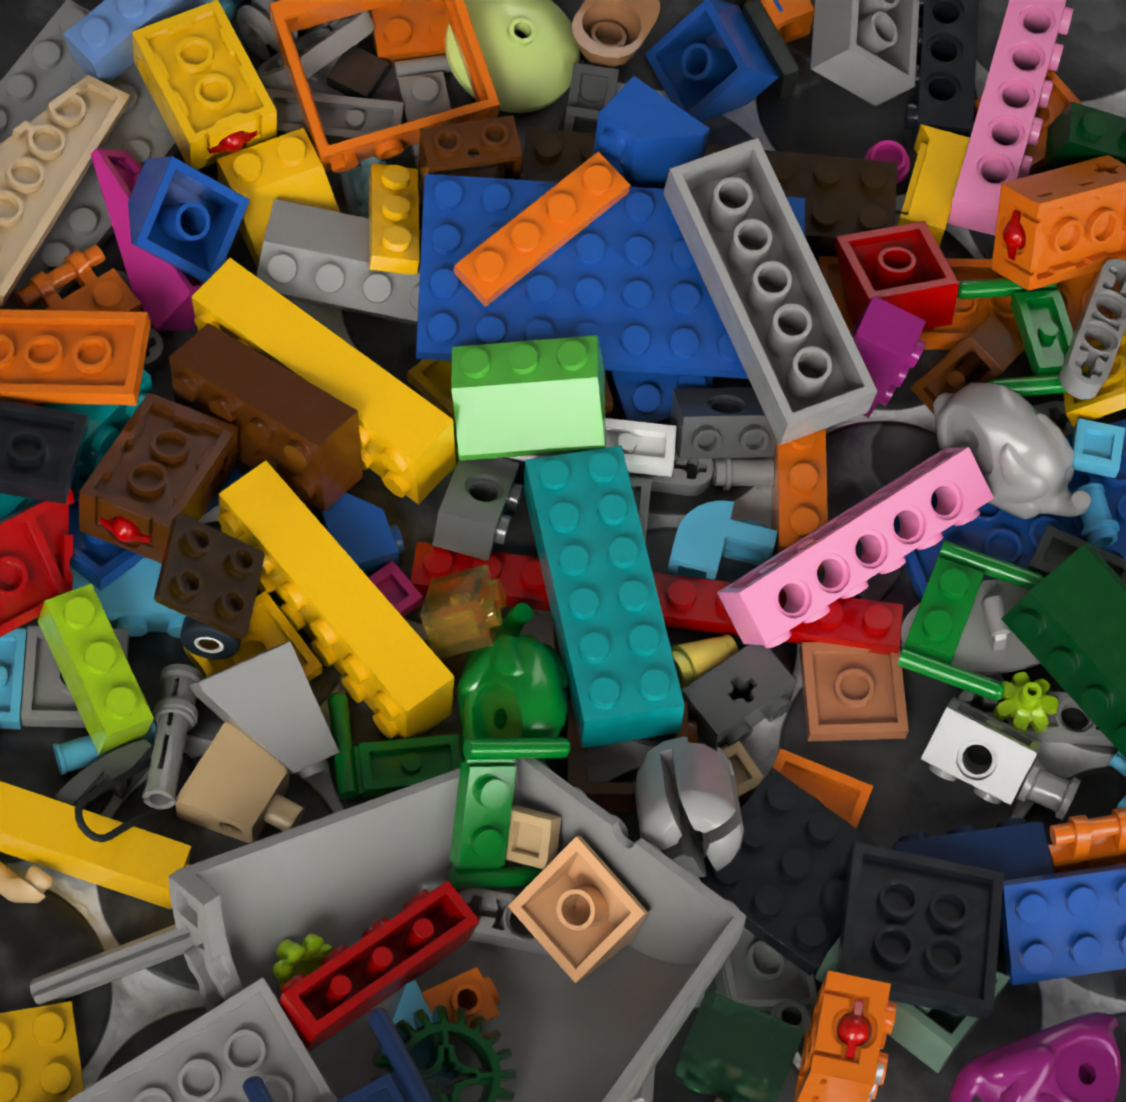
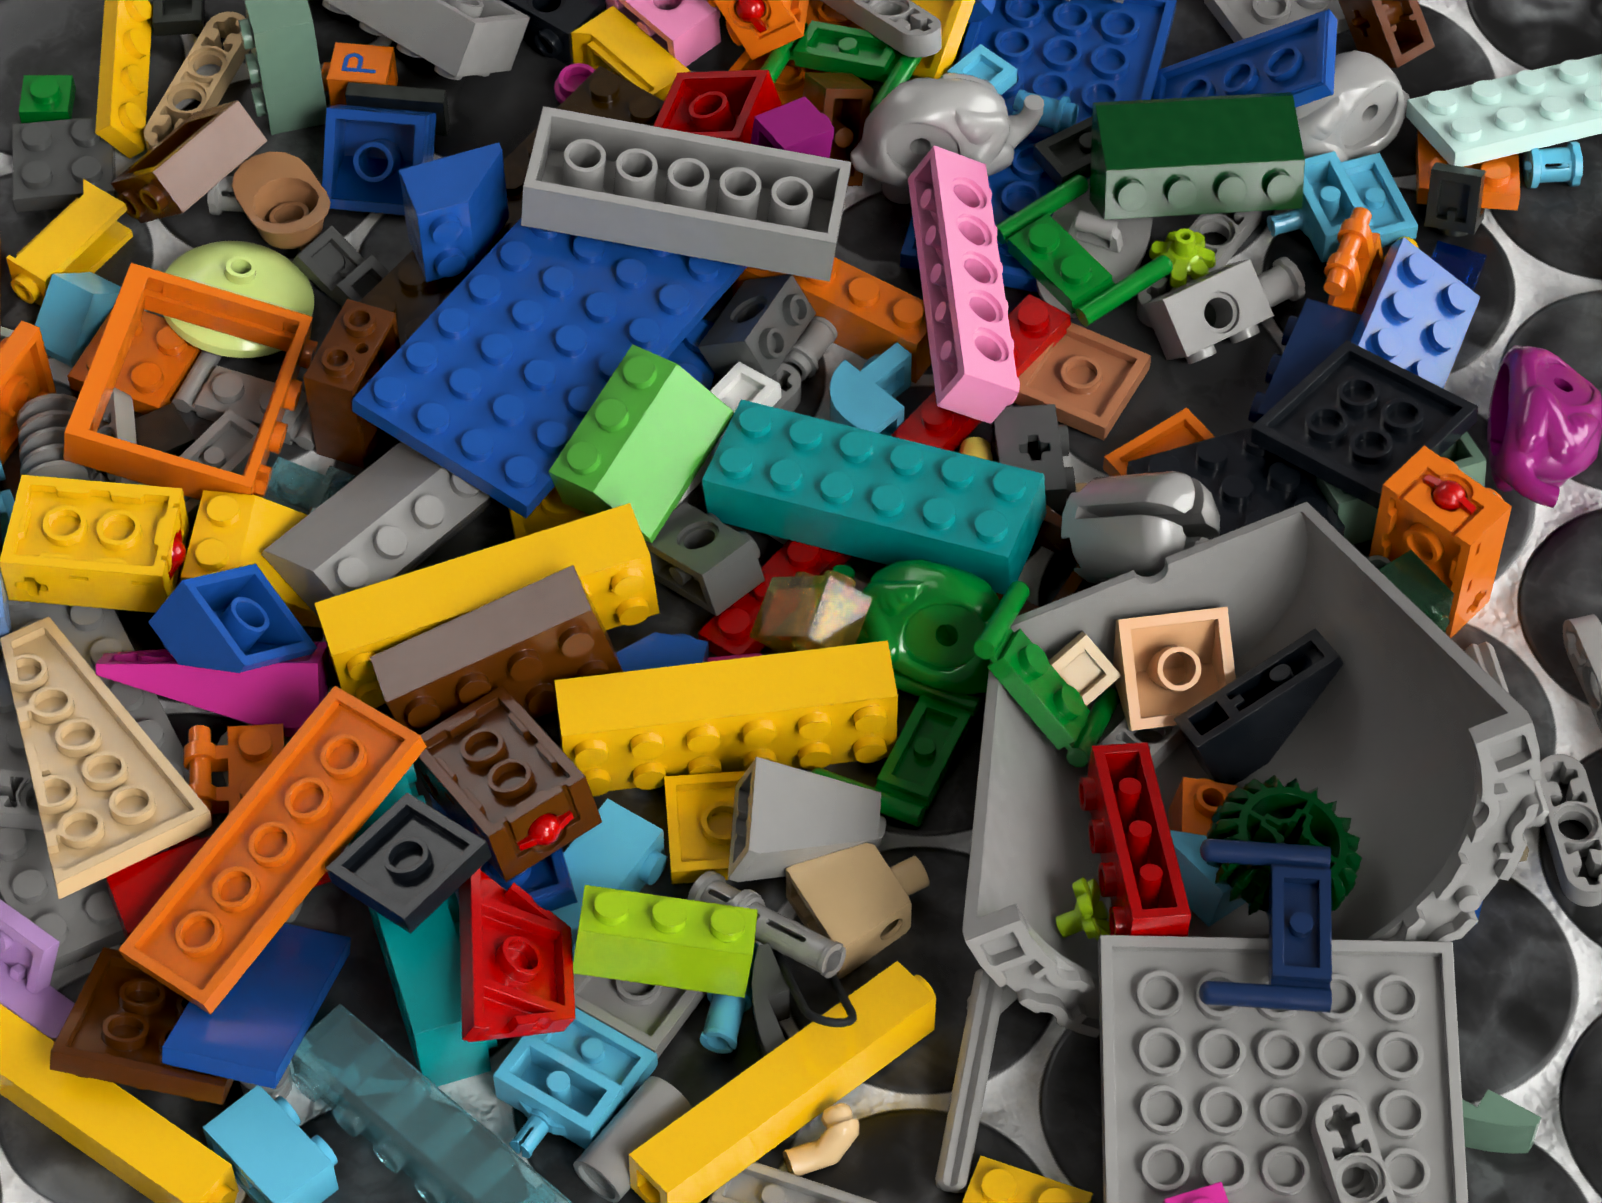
camera: 50 degrees left, 10 degrees down
(211, 583) = (663, 792): dark brown plate -> none
(393, 219) = (360, 466): yellow plate -> none
(541, 229) = (486, 335): orange plate -> none
(570, 990) = (1257, 712): none -> black slope

